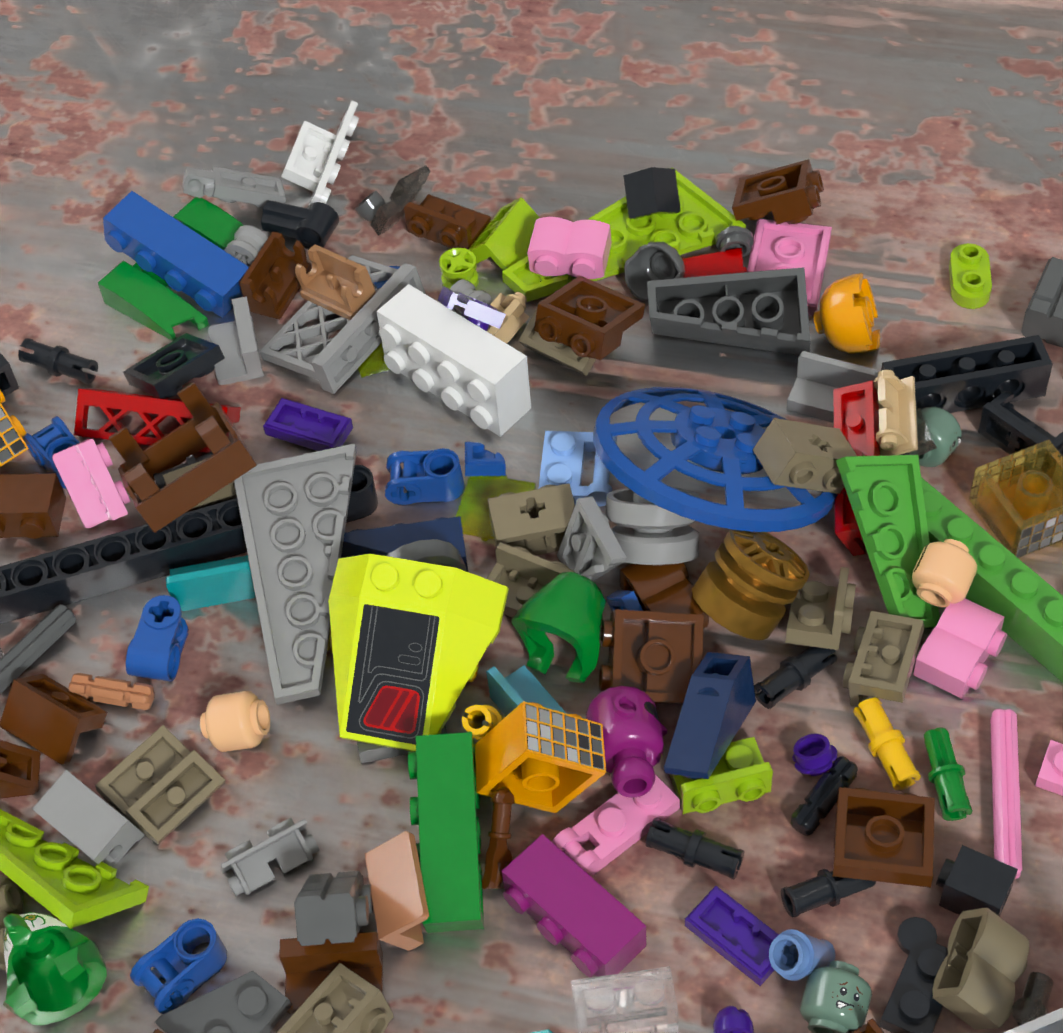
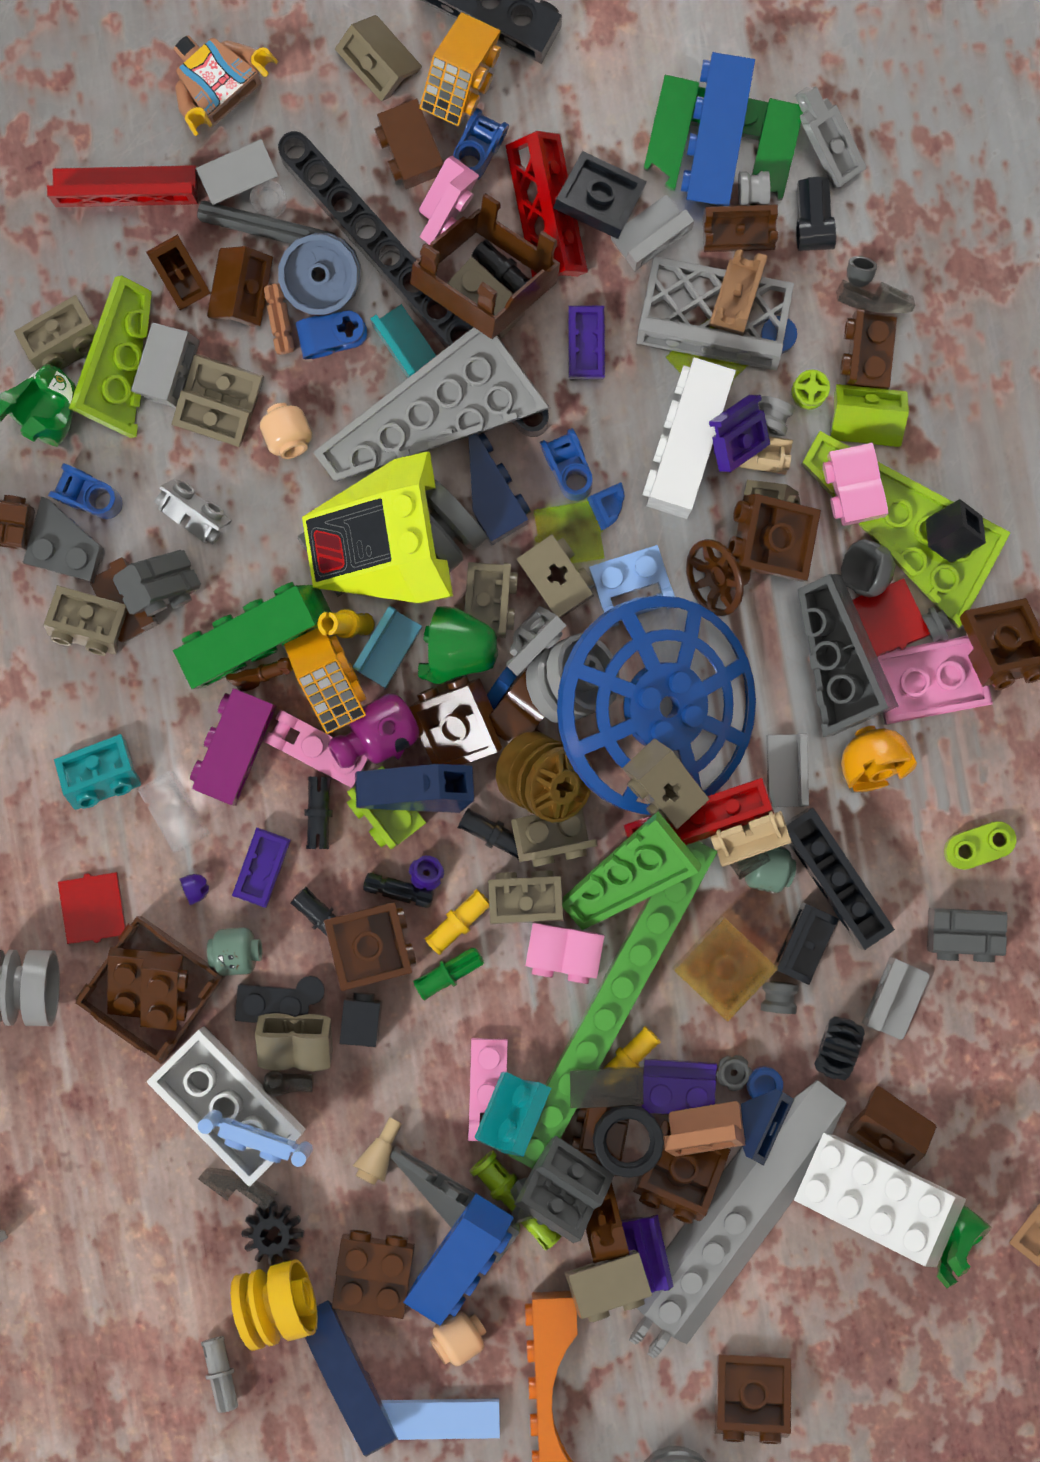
camera: 65 degrees right, 35 degrees up
(58, 361) = (574, 85): black pin -> none
(88, 618) = (297, 273): none -> sand blue wheel
(315, 153) = (905, 188): white bracket -> none
(397, 891) = (192, 619): nougat panel -> none
(602, 379) = (718, 577): none -> reddish brown wheel
(798, 954) = (254, 917): medium blue cone -> none
(944, 573) = (608, 923): light nougat head -> none
(1006, 789) = (452, 1019): bright pink axle -> none

